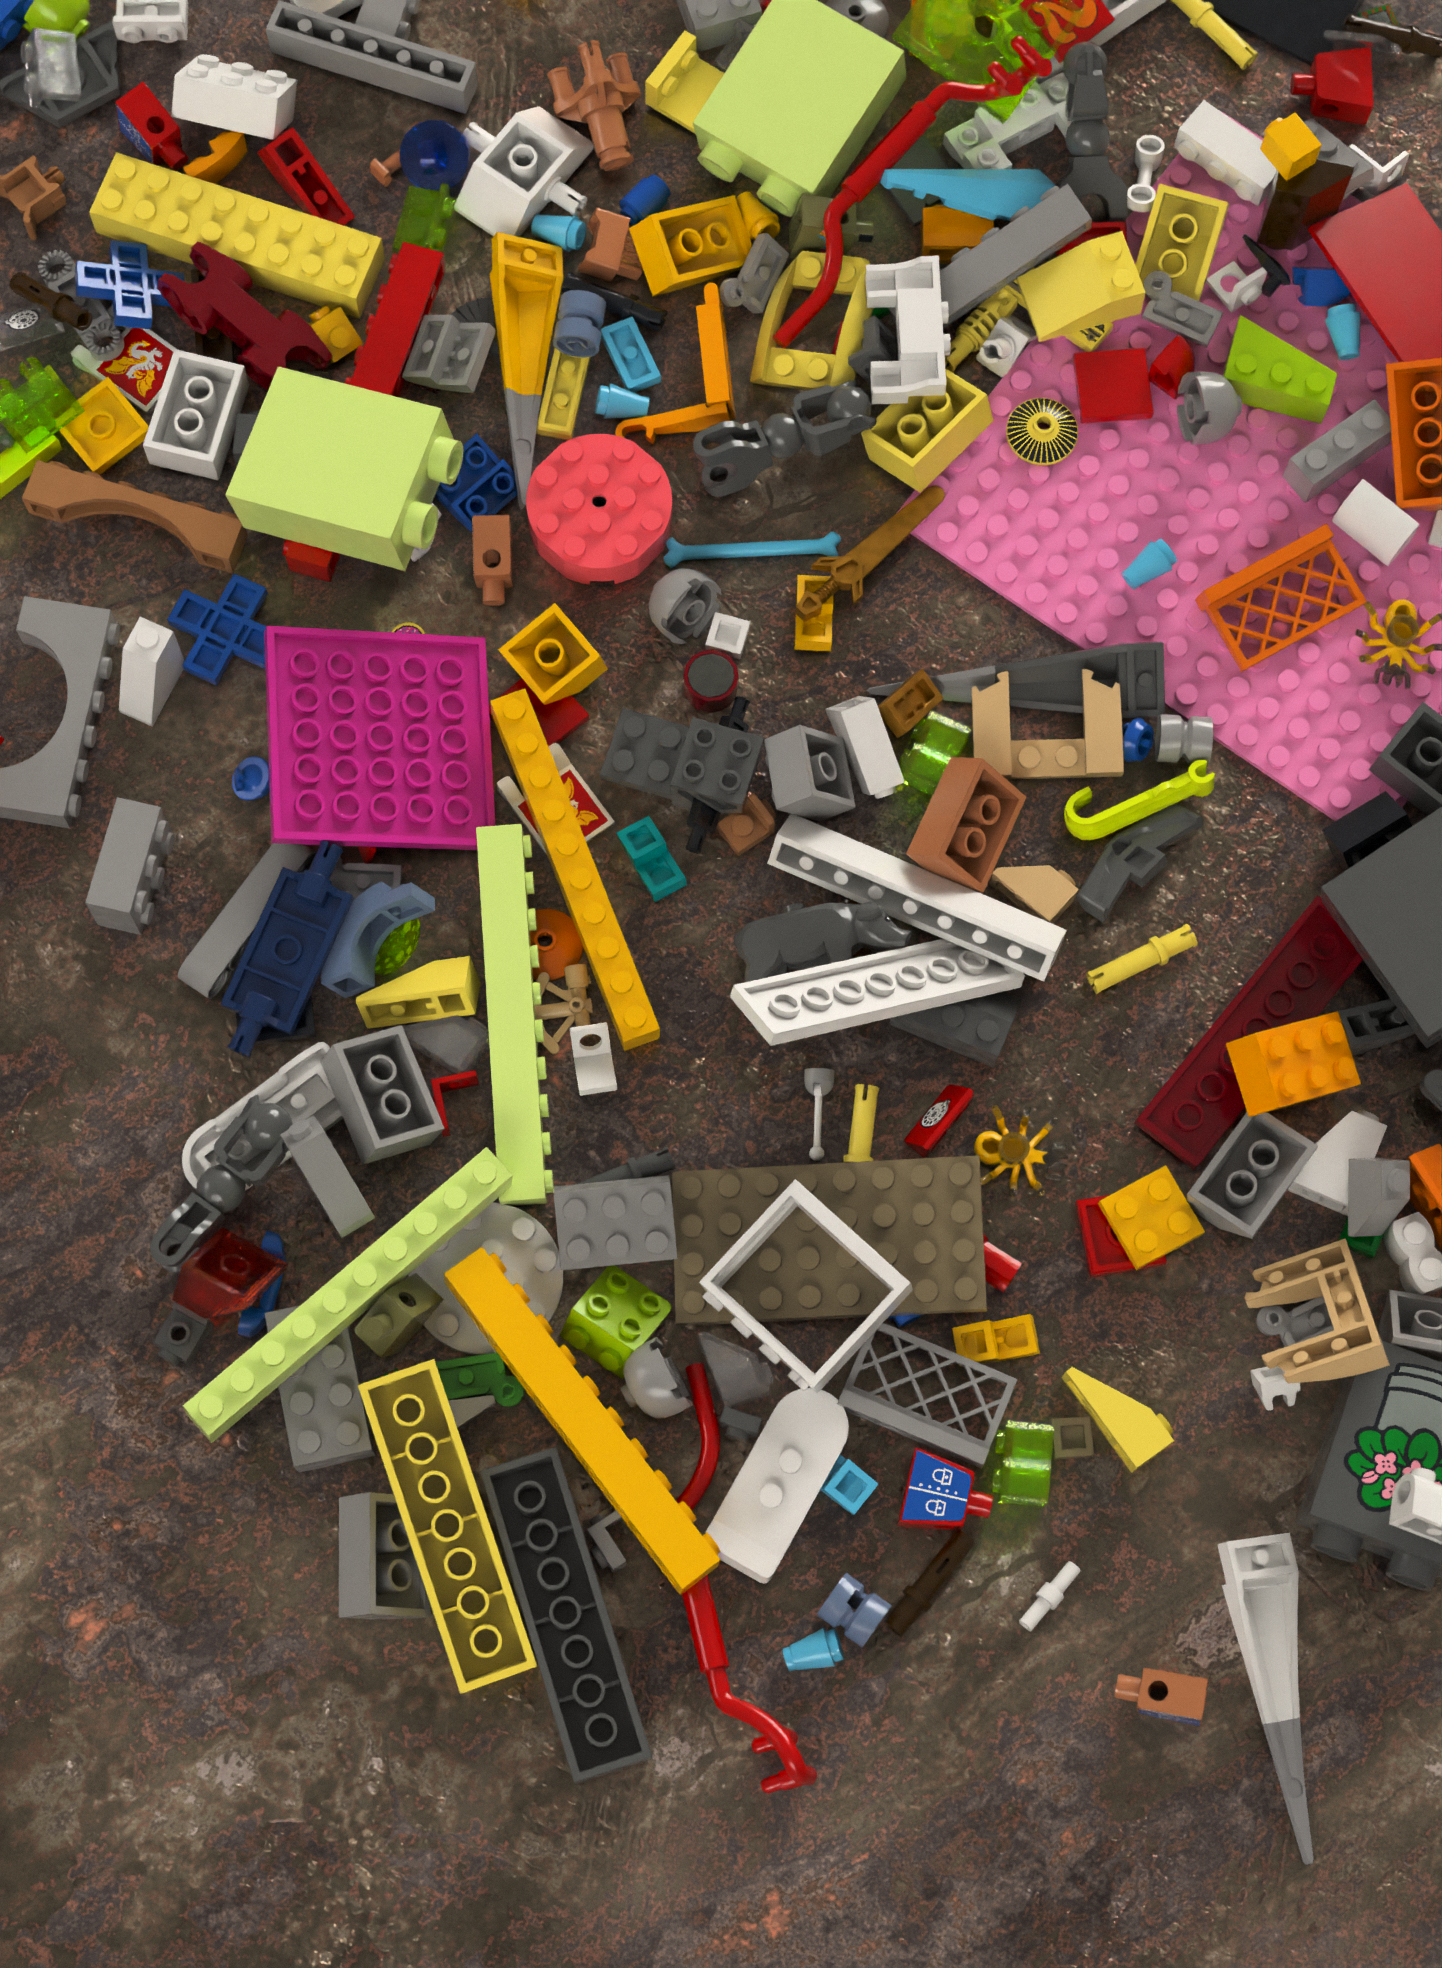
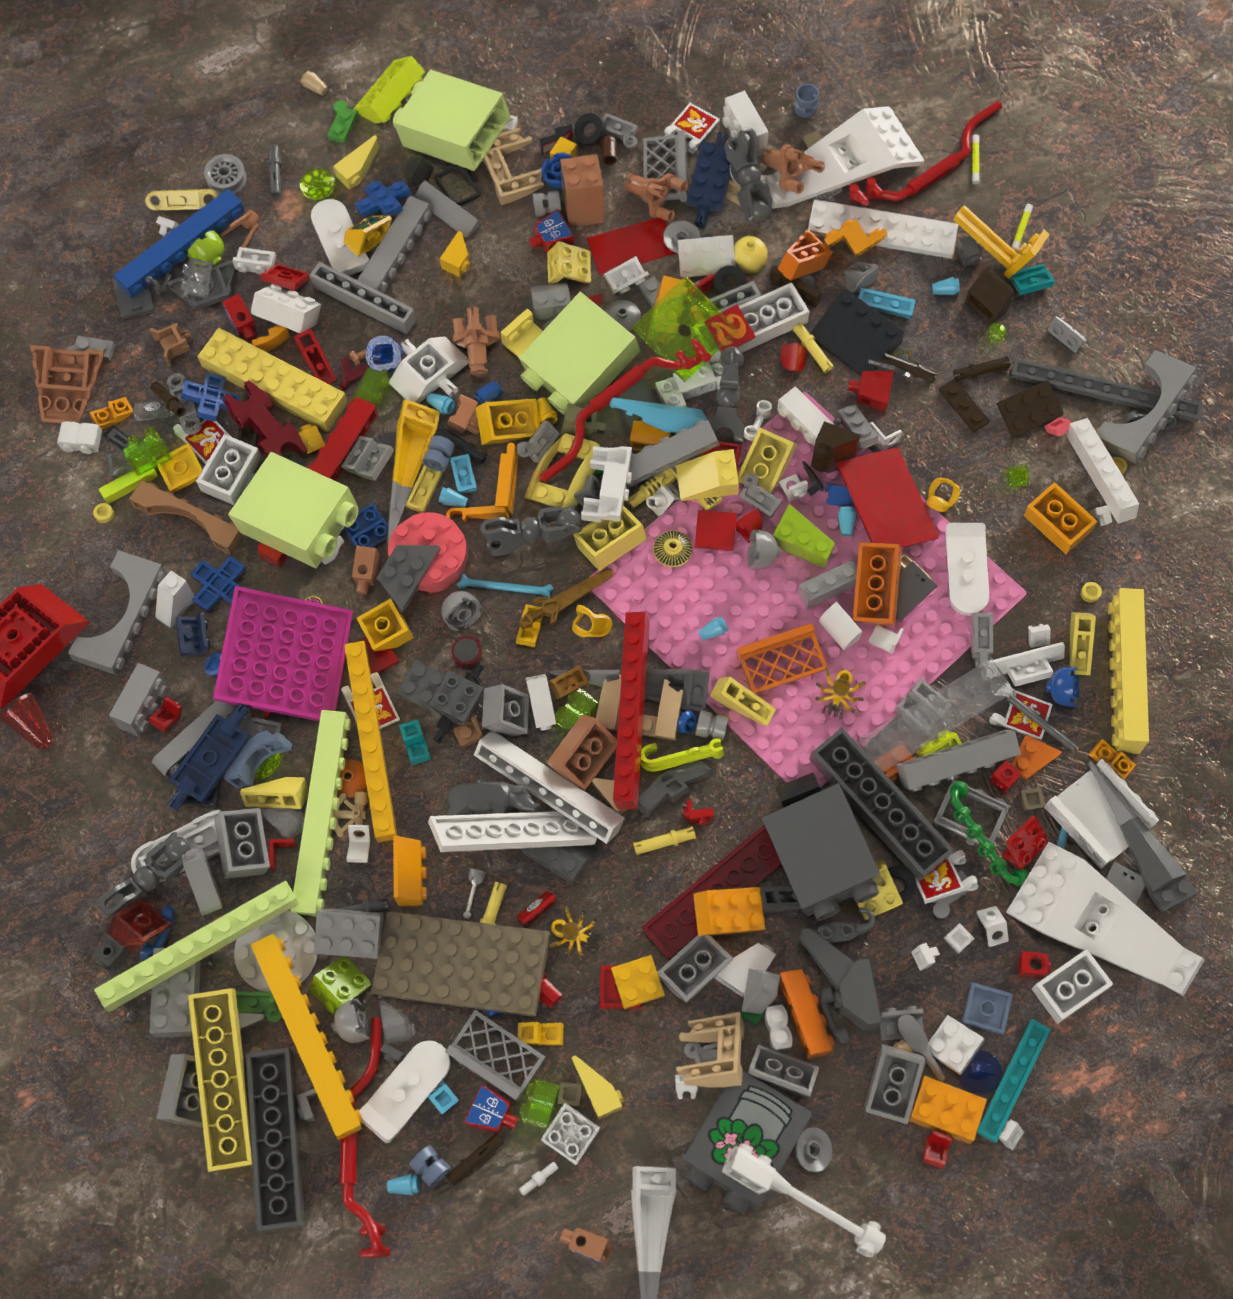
camera: 15 degrees right, 5 degrees down
(184, 885) = (167, 715): none -> red bracket
(198, 731) = (192, 635): none -> dark blue bracket
(217, 39) = (285, 277): none -> red tile
(374, 207) = (349, 376): none -> dark red piece
(392, 1323) = (216, 965): olive torso -> none
(573, 549) = (406, 571): none -> dark grey wing
(699, 1094) = (409, 872): none -> light orange slope
(727, 635) = (481, 630): white plate -> none
(773, 1349) = (417, 956): white window -> none
(944, 590) = (600, 623): none -> yellow piece
(1038, 735) = (631, 711): none -> red brick
(1090, 1506) = (570, 1133): none -> white tile
(1182, 48) = (793, 357): none -> red brick
(1198, 904) = (699, 817): none -> red bracket
(1228, 684) = (741, 700): none -> light yellow slope
(1290, 146) = (826, 418): yellow brick -> none

